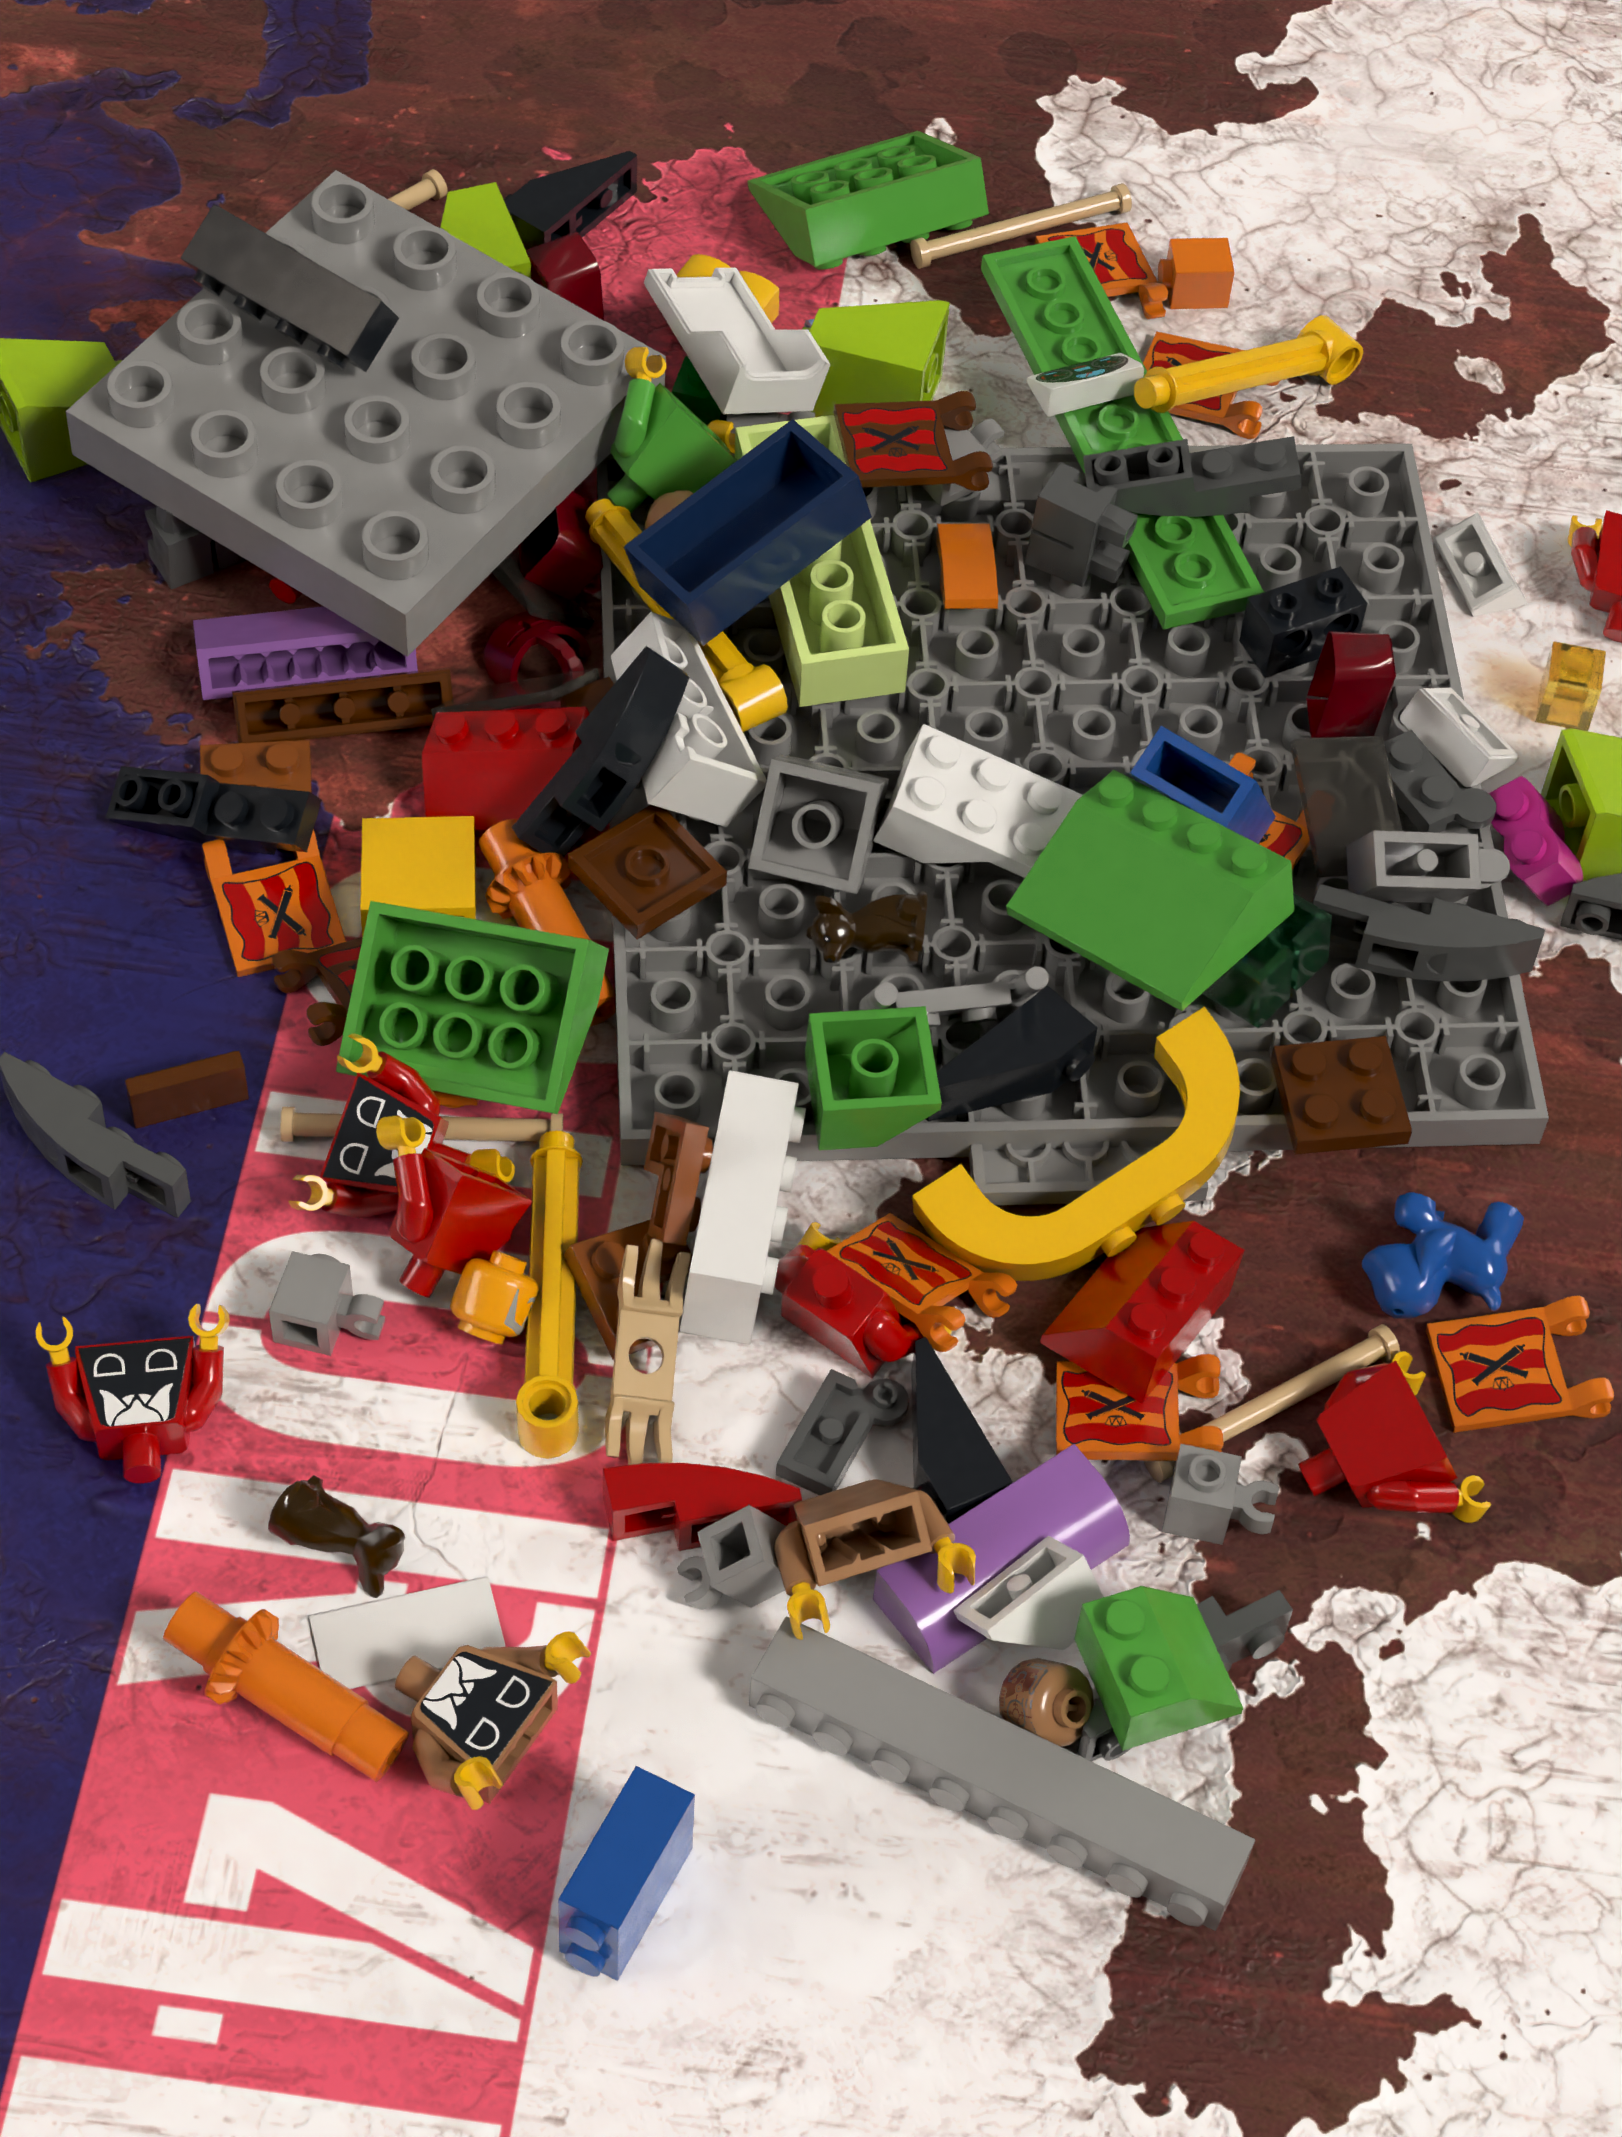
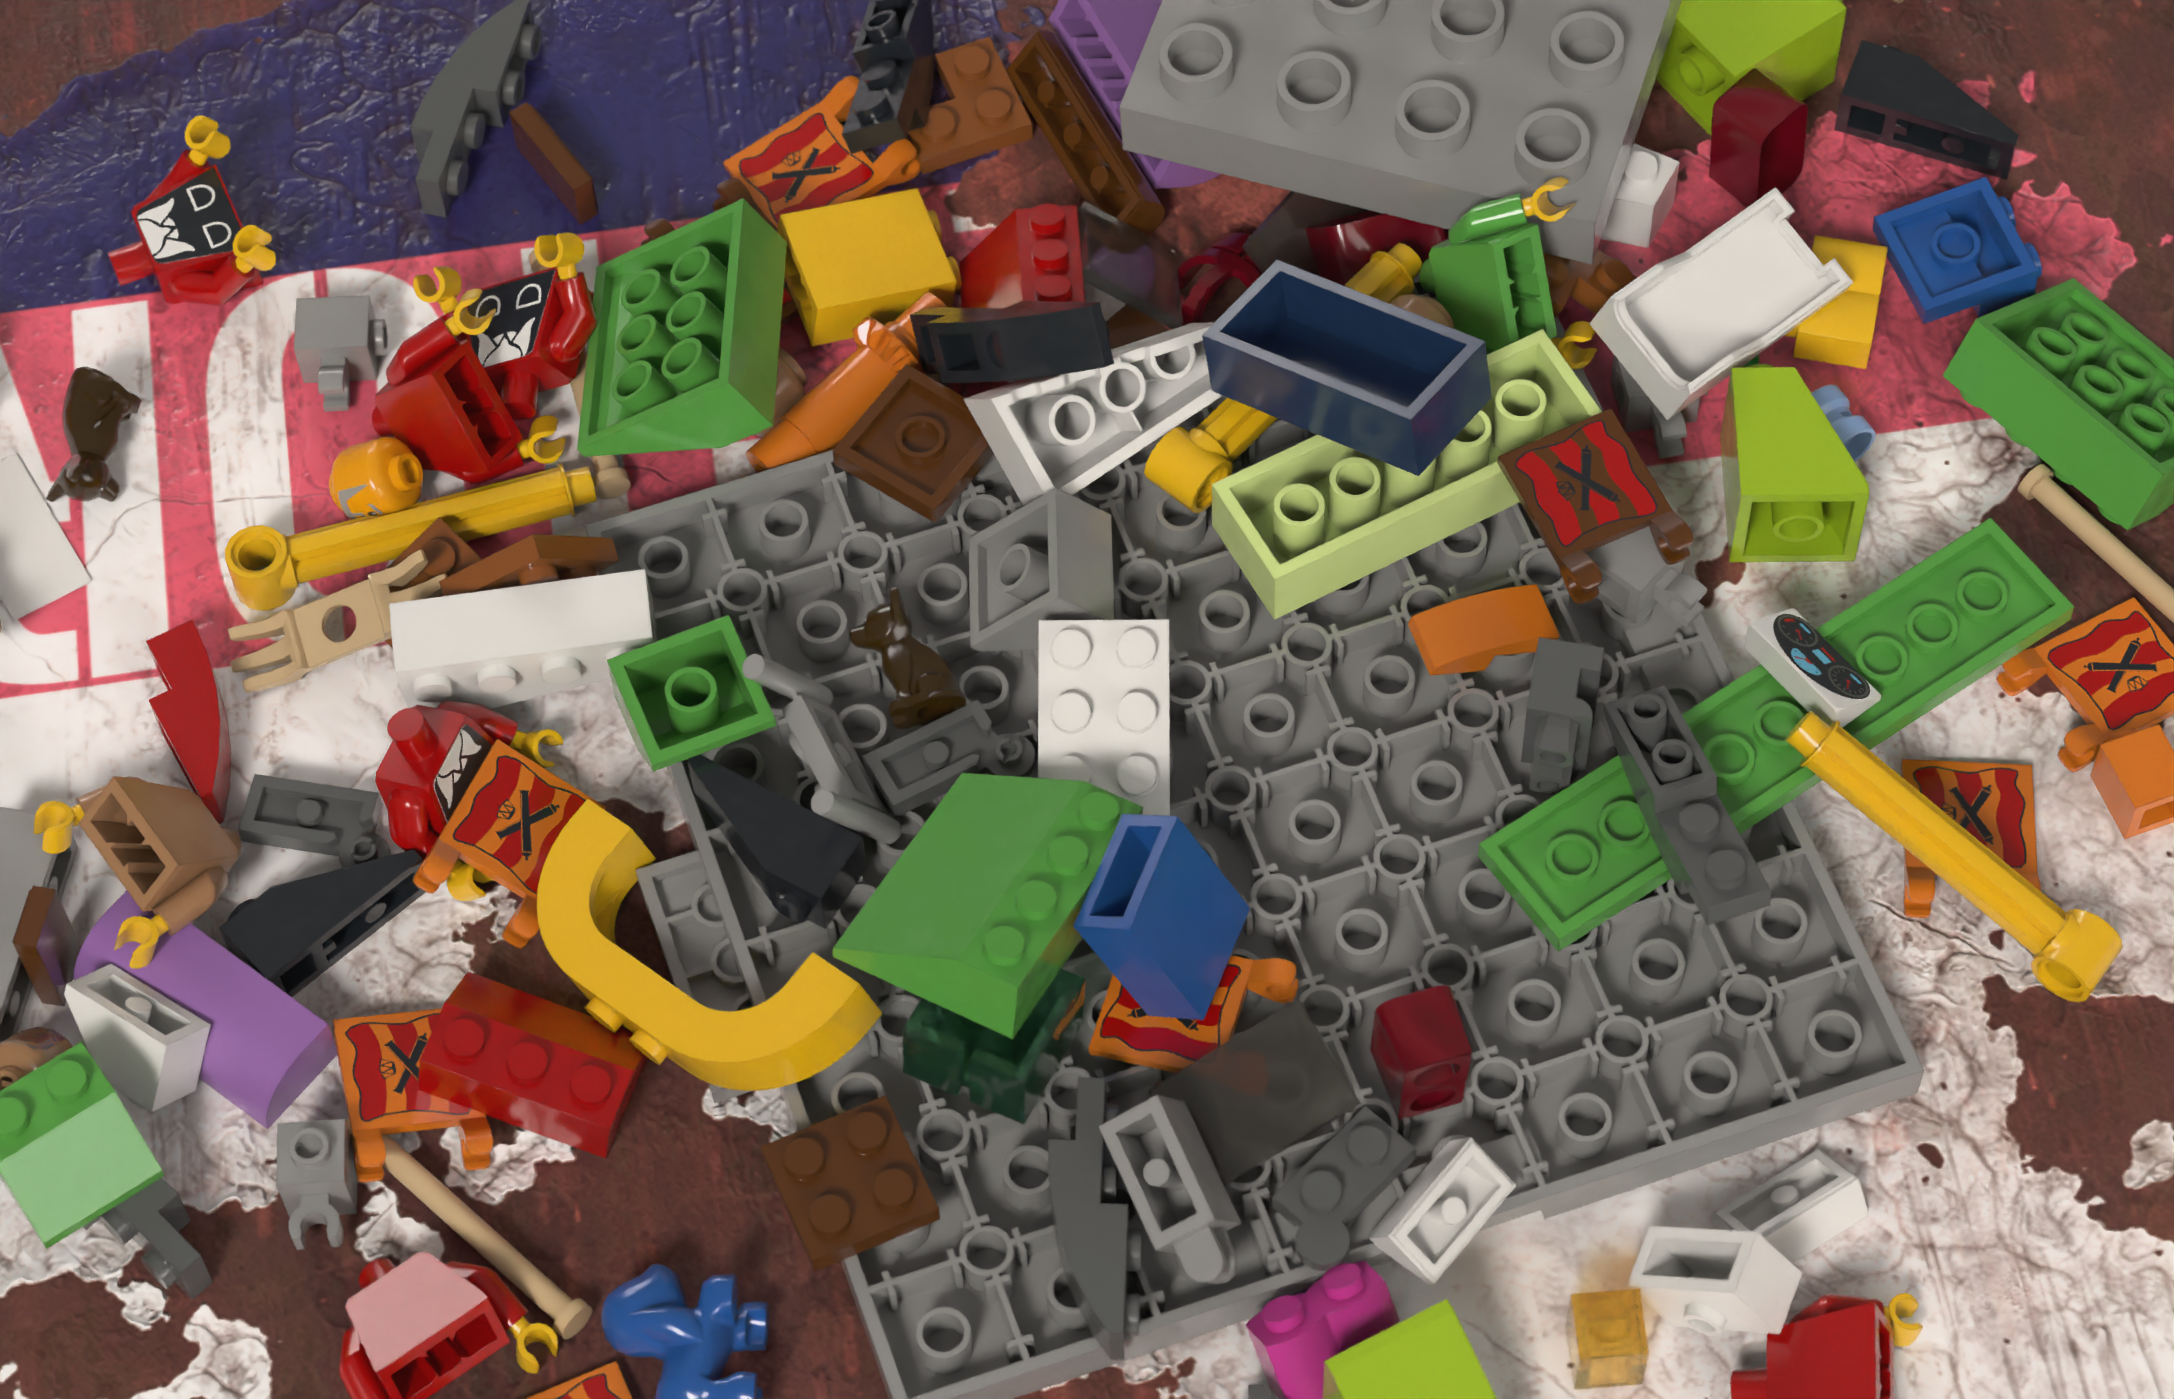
camera: 80 degrees right, 5 degrees up
(711, 219) = (1959, 252): none -> blue plate
(736, 1560) = (127, 752): light grey brick -> none
(924, 1648) = (47, 944): none -> reddish brown tile
(967, 929) = (934, 756): none -> dark grey hinge
(1292, 621) = (1530, 990): black brick -> none
(1554, 599) = (1715, 1279): none -> white brick

